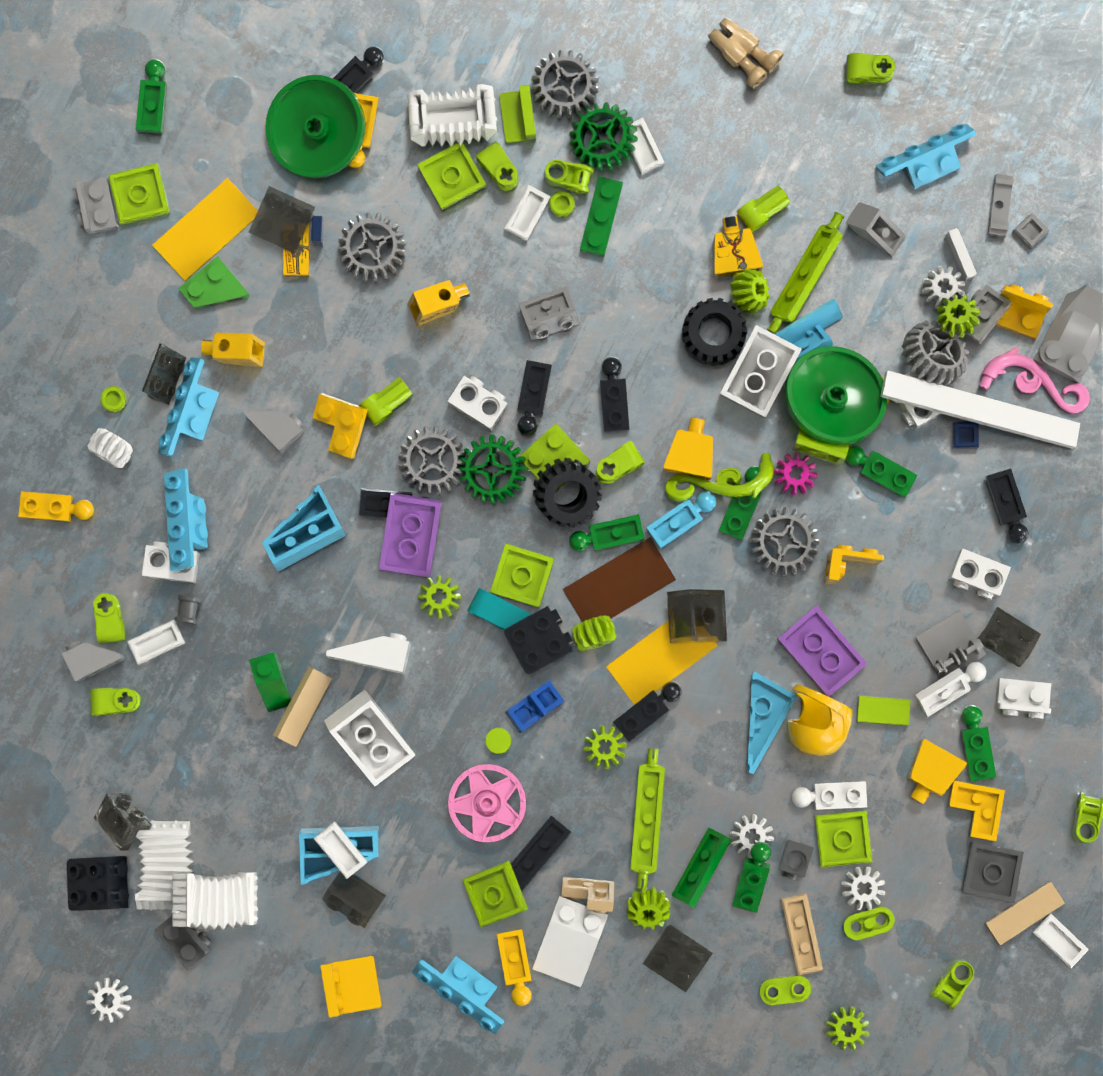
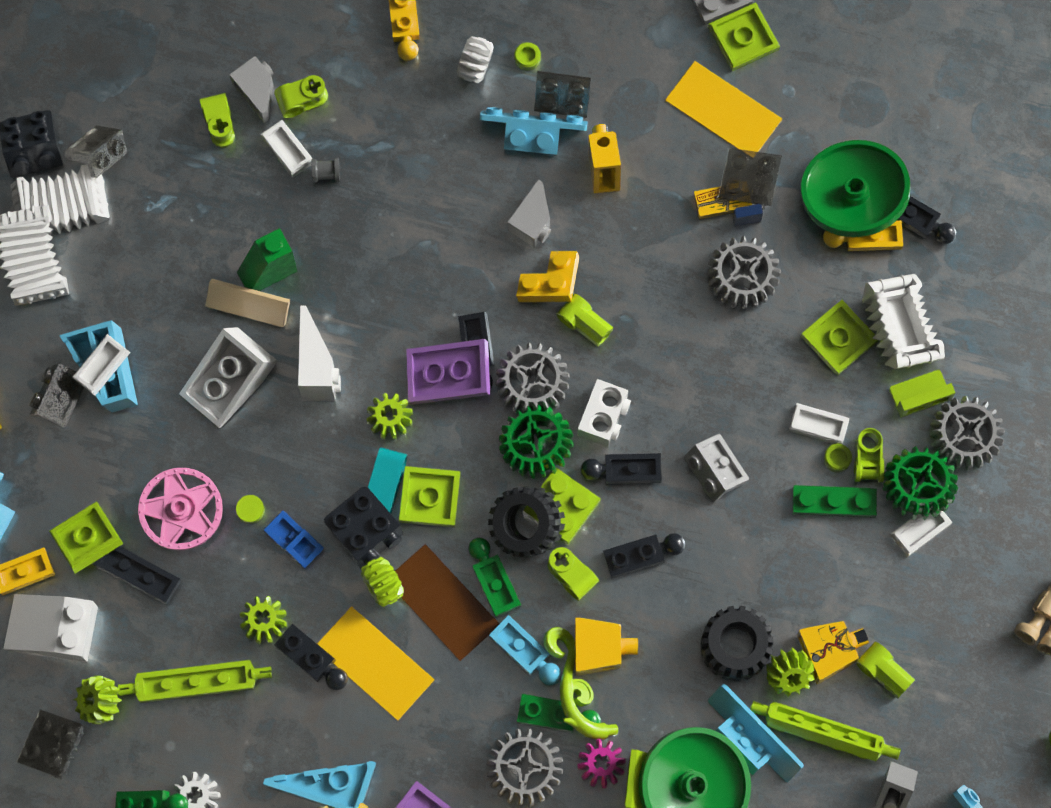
camera: 80 degrees right, 10 degrees down
(151, 99) = (843, 27): green plate -> none
(164, 572) = (366, 144): white brick -> none
(184, 520) = (415, 147): medium azure bracket -> none
(212, 286) = (666, 126): bright green wing -> none
(304, 531) = (428, 265): medium azure wedge -> none
(428, 306) = (700, 336): yellow torso -> none
(496, 163) = (862, 381): lime piece -> none
(597, 892) = (105, 640): tan plate -> none
(697, 616) = (423, 689): clear smoke slope -> none
(701, 867) = (152, 749): green plate -> none
(760, 371) = (702, 698): white slope -> none

